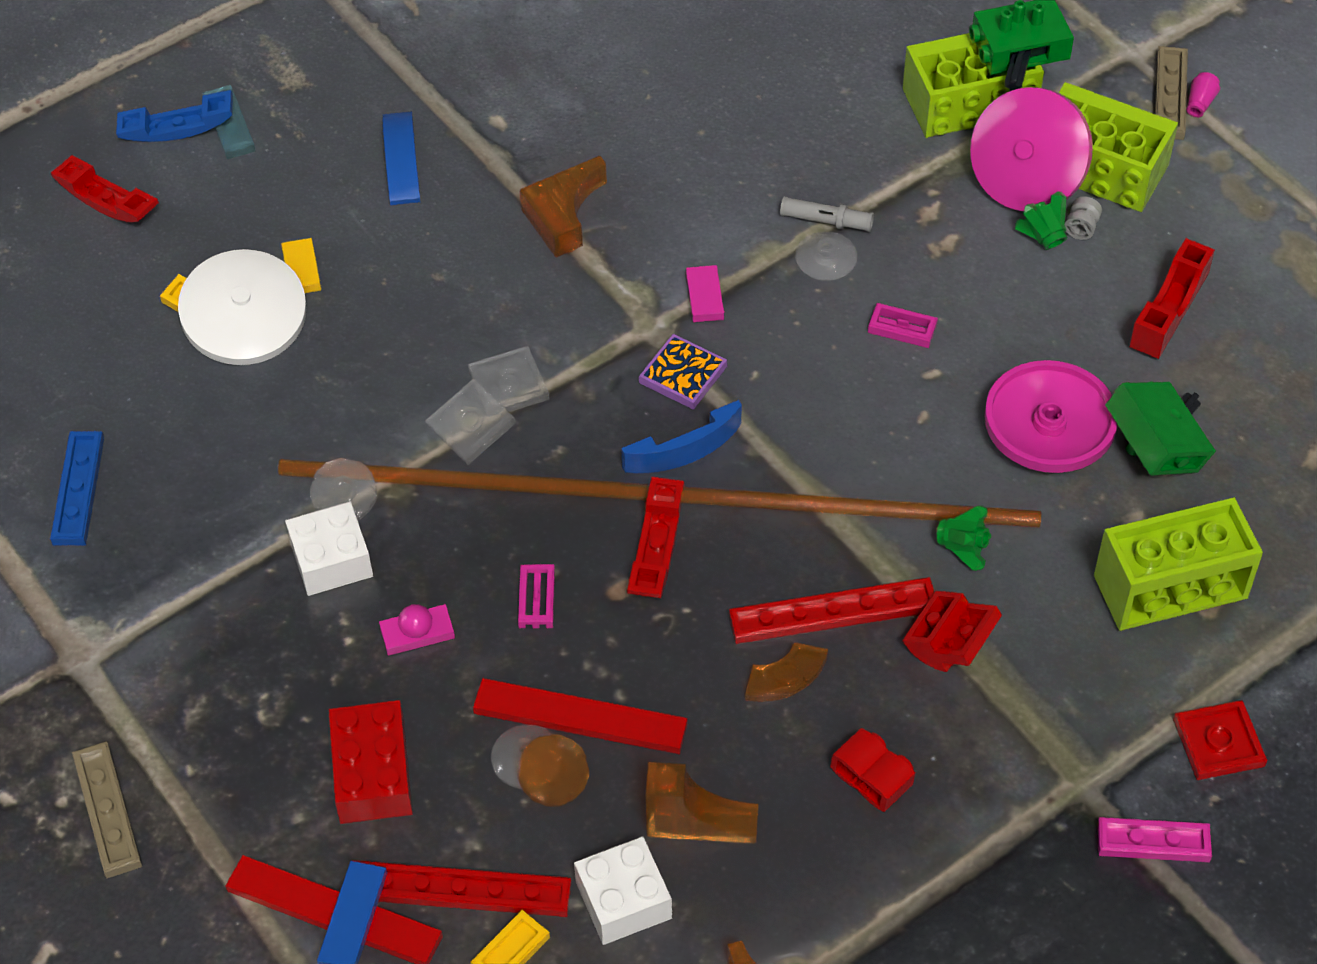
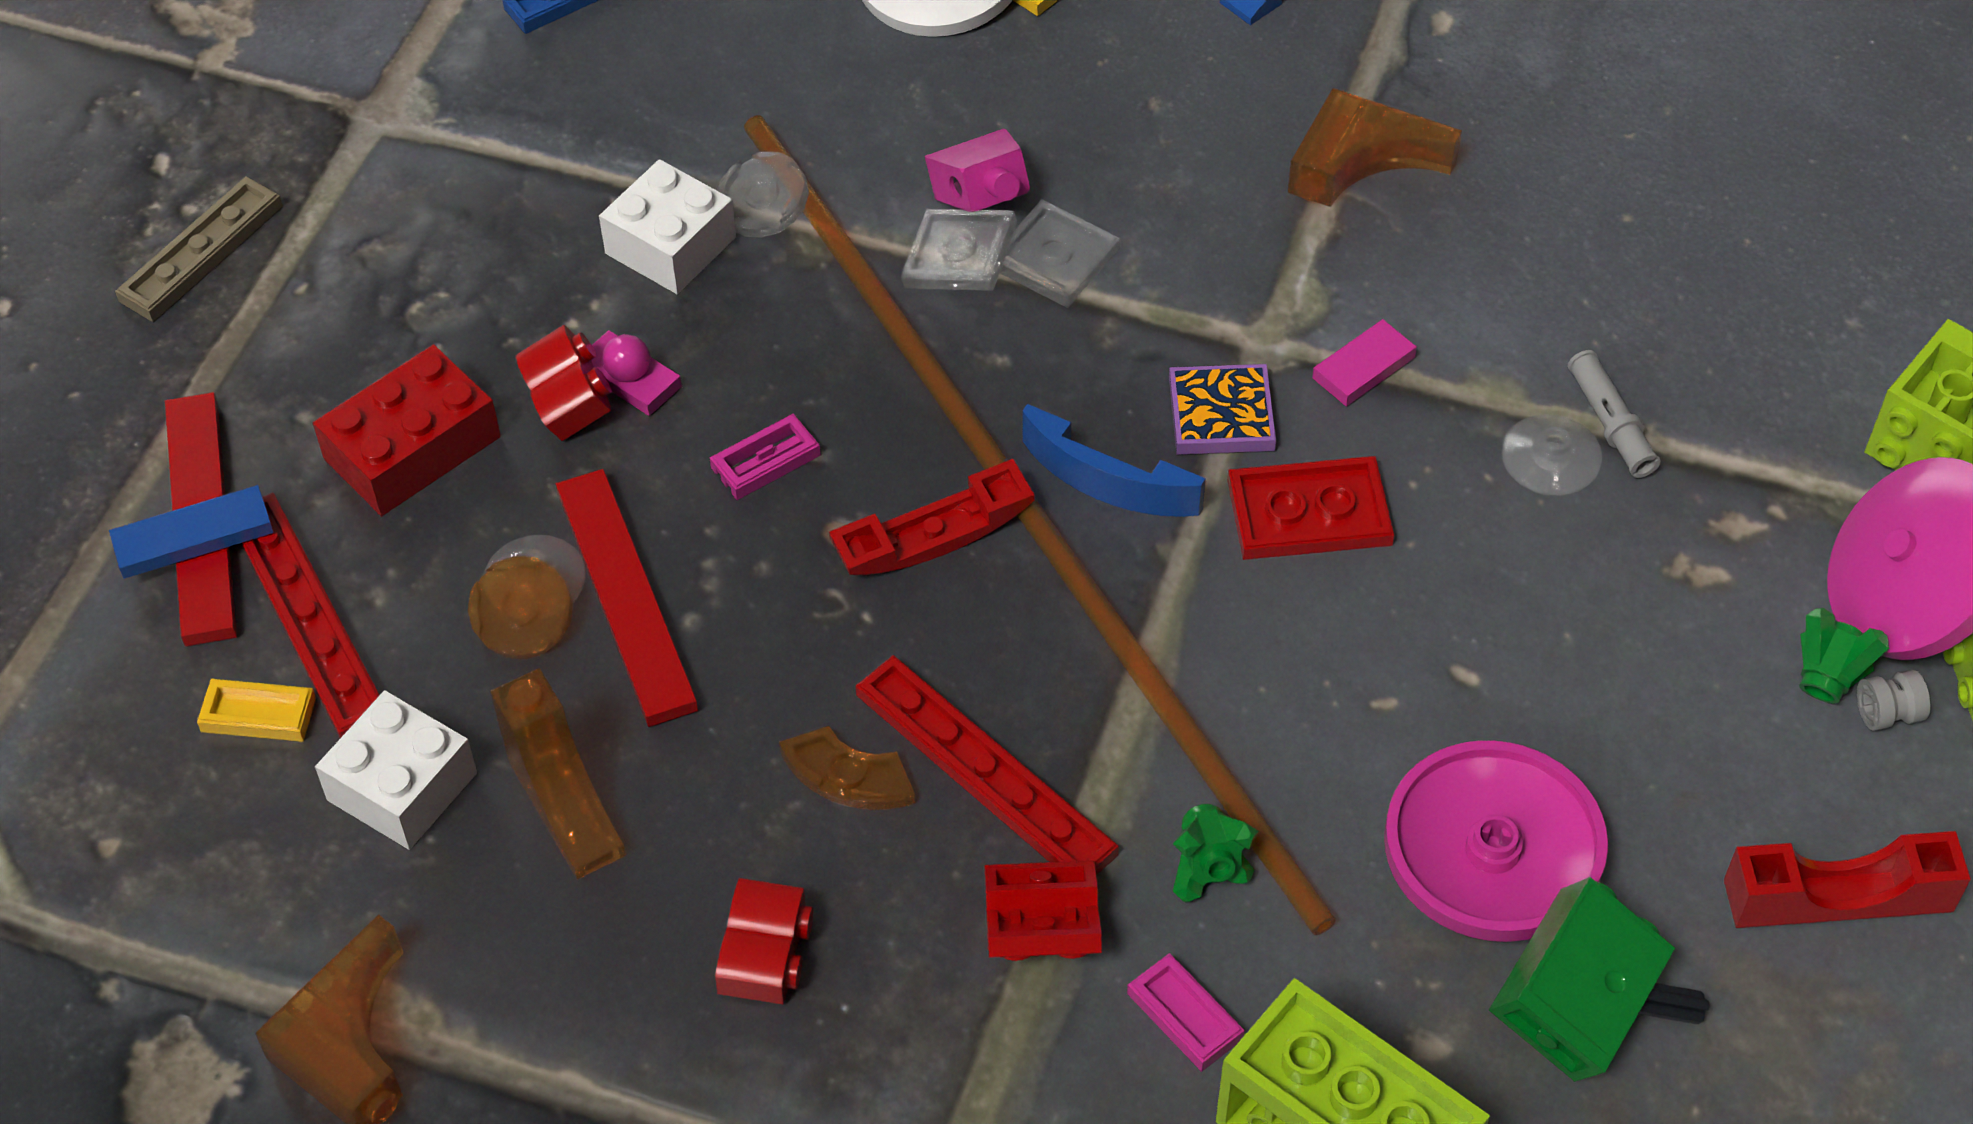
camera: 55 degrees right, 0 degrees up
(406, 661) = (564, 381): none -> red brick
(432, 377) = (986, 170): none -> dark pink torso
(778, 373) = (1310, 507): none -> red tile
(901, 329) = (1524, 629): dark pink tile -> none
(1046, 607) = (1185, 1012): none -> dark pink tile

